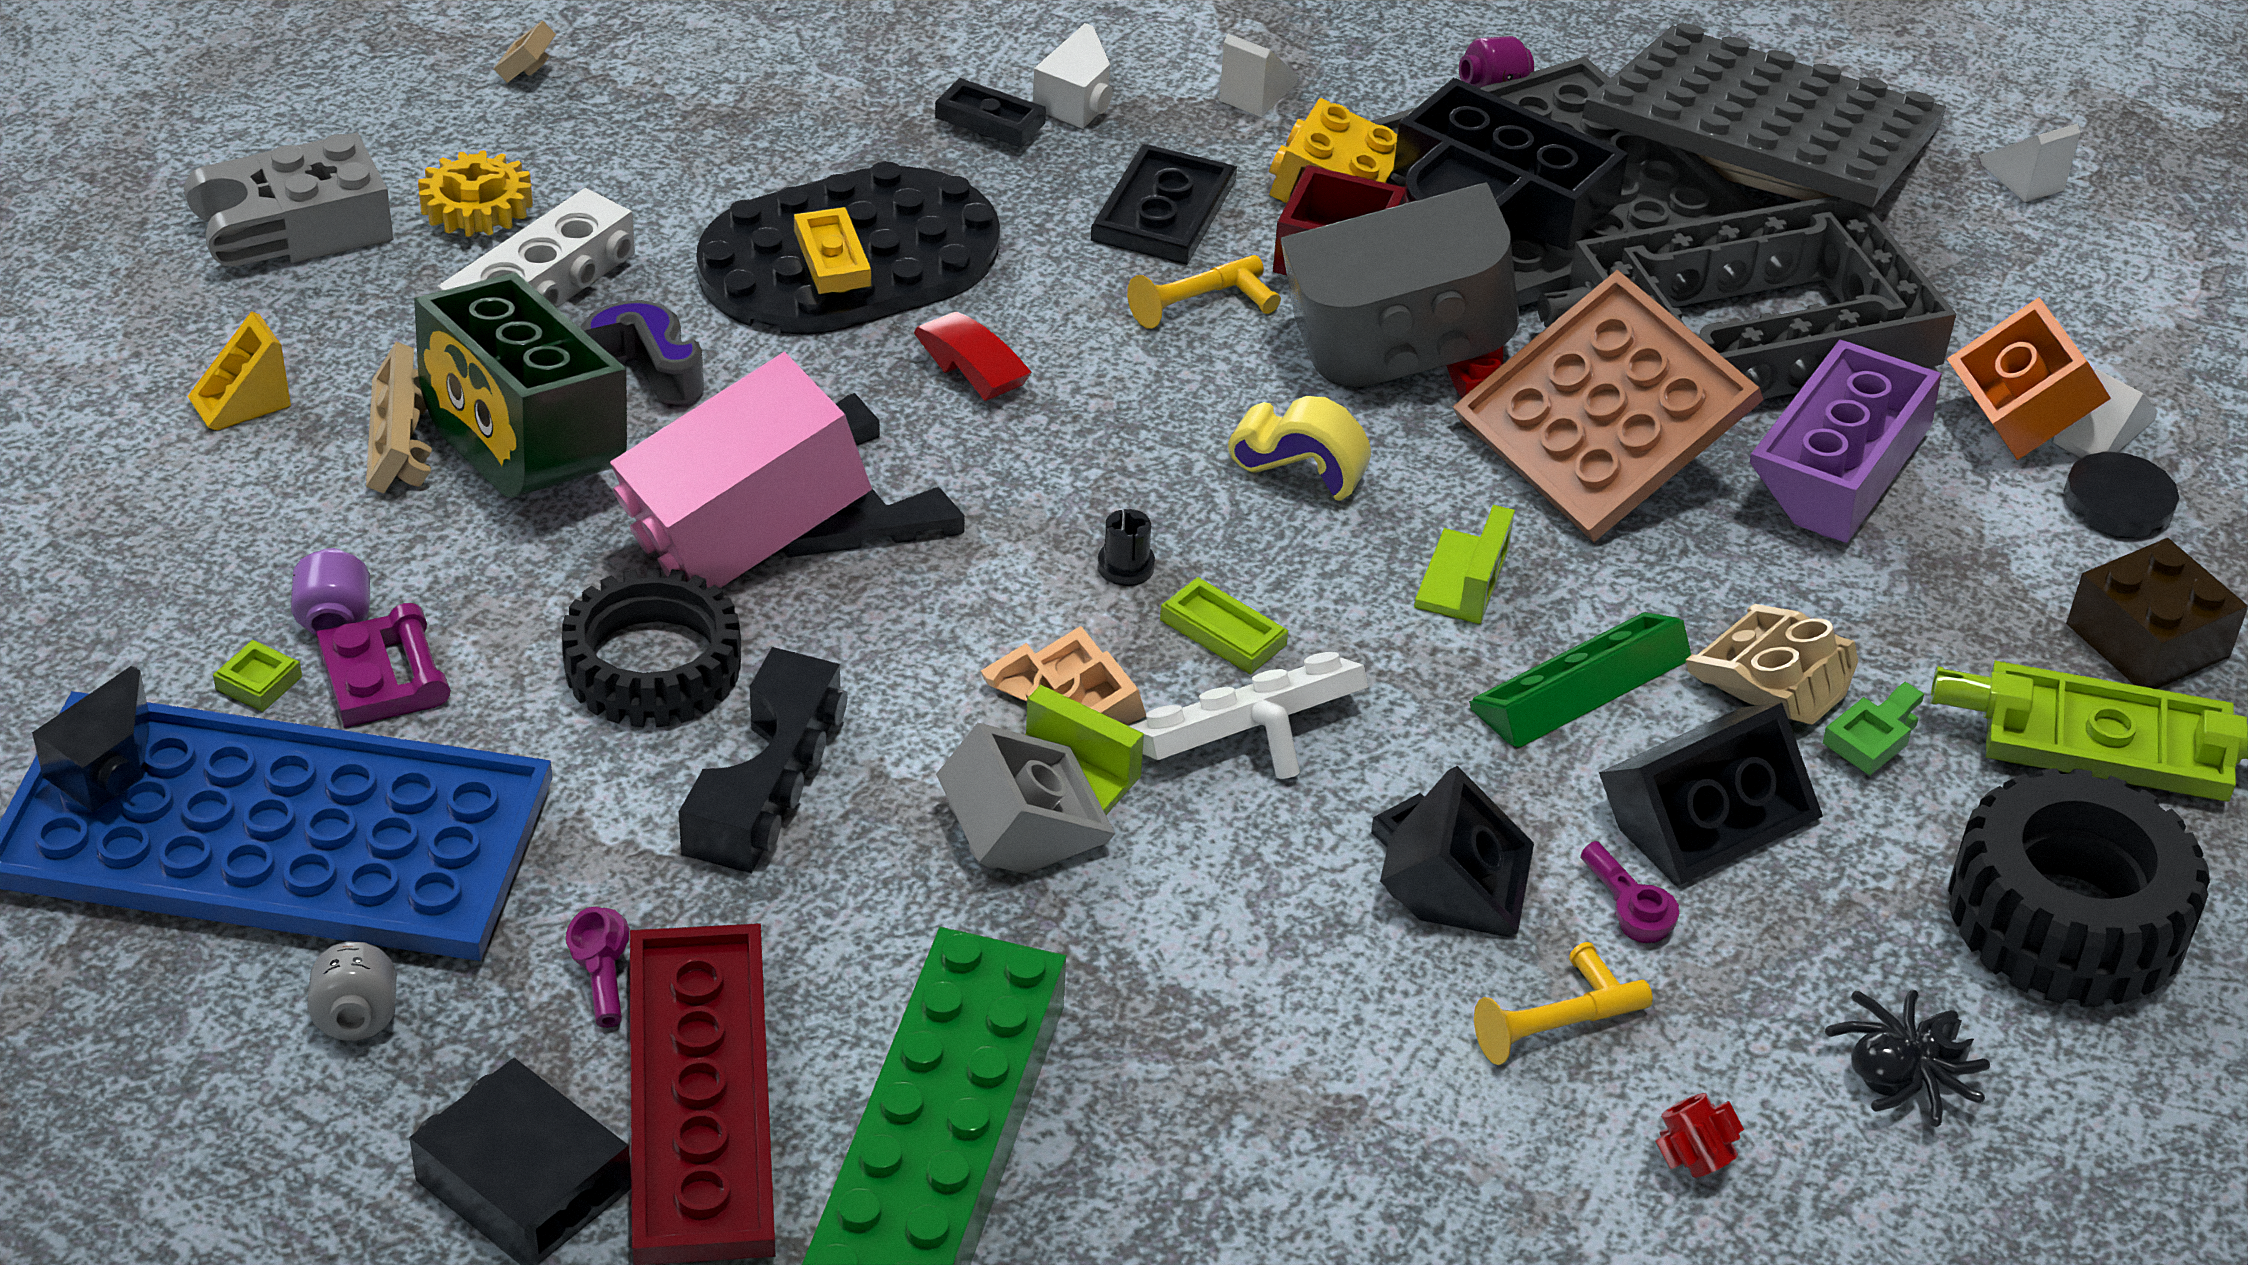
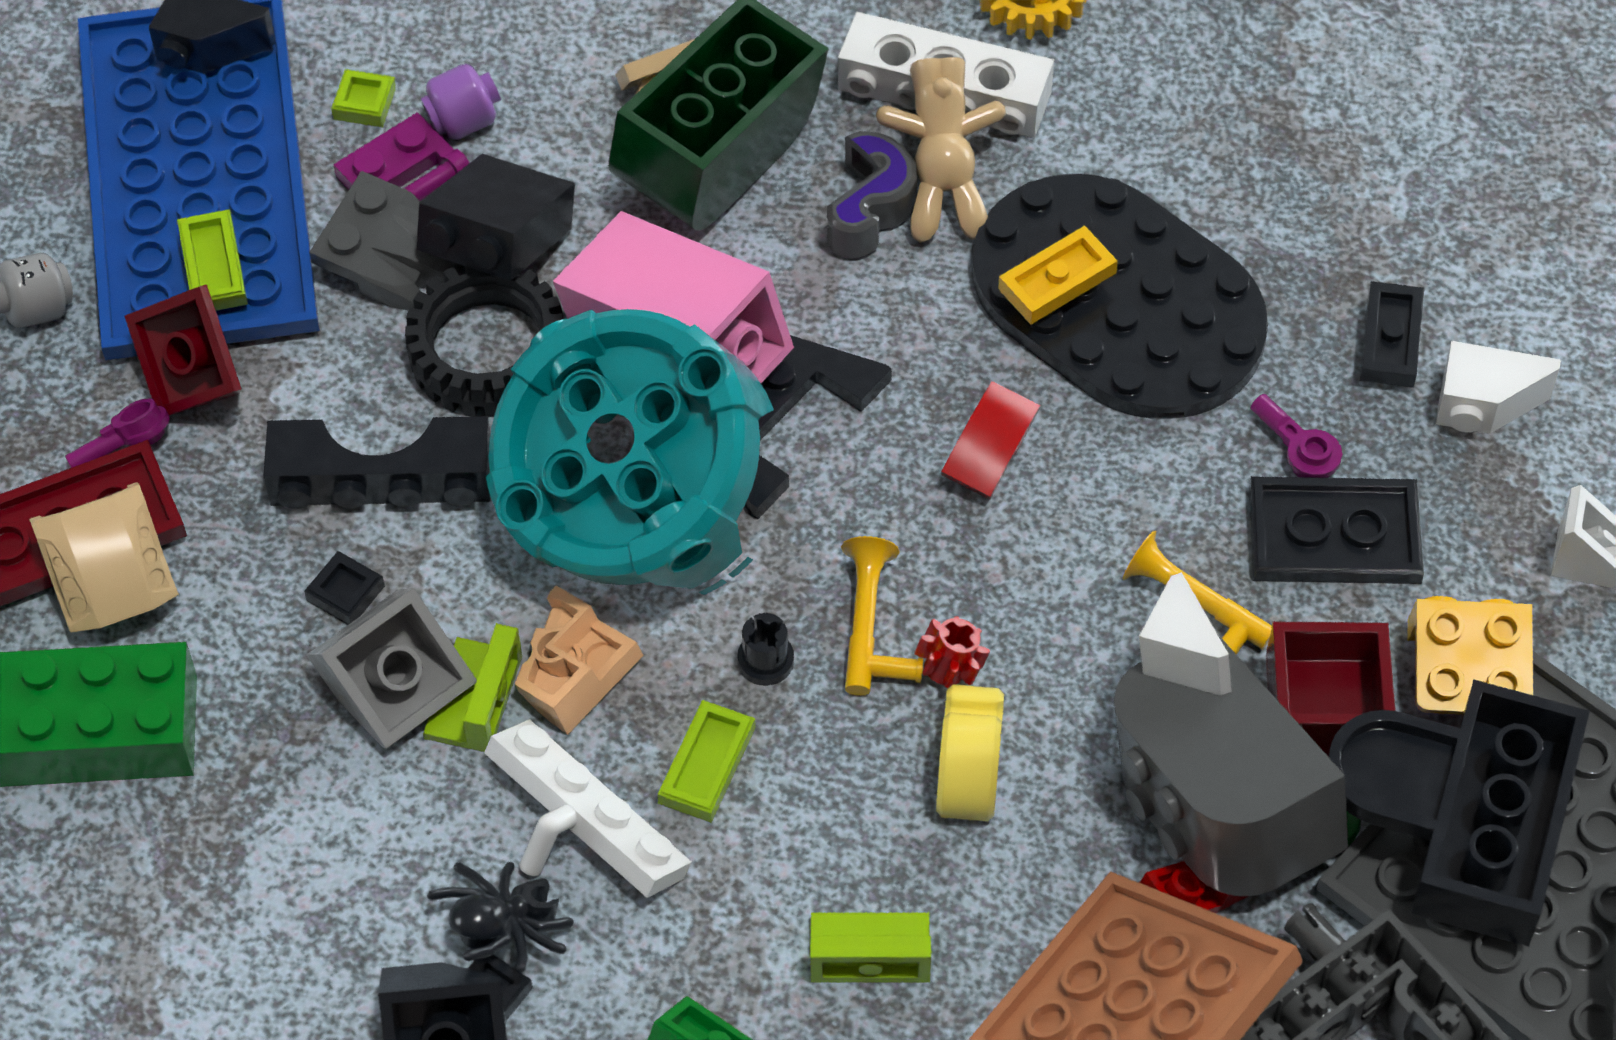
camera: 75 degrees right, 15 degrees up
(425, 819) = (213, 257): none -> lime tile
(482, 689) = (376, 243): none -> dark grey plate
(523, 581) = (495, 216): none -> black brick
(546, 848) = (183, 351): none -> dark red slope
(610, 265) = (943, 155): none -> tan animal
(788, 989) = (105, 560): none -> tan slope
(895, 831) = (344, 588): none -> black tile
(896, 584) = (677, 494): none -> teal piece
(1080, 192) = (1309, 452): none -> magenta plate
(1169, 498) = (869, 558): none -> yellow piece
(1192, 431) = (952, 651): none -> red gear
(1308, 234) = (1182, 643): none -> white slope
(1347, 789) = (491, 917): none -> black animal

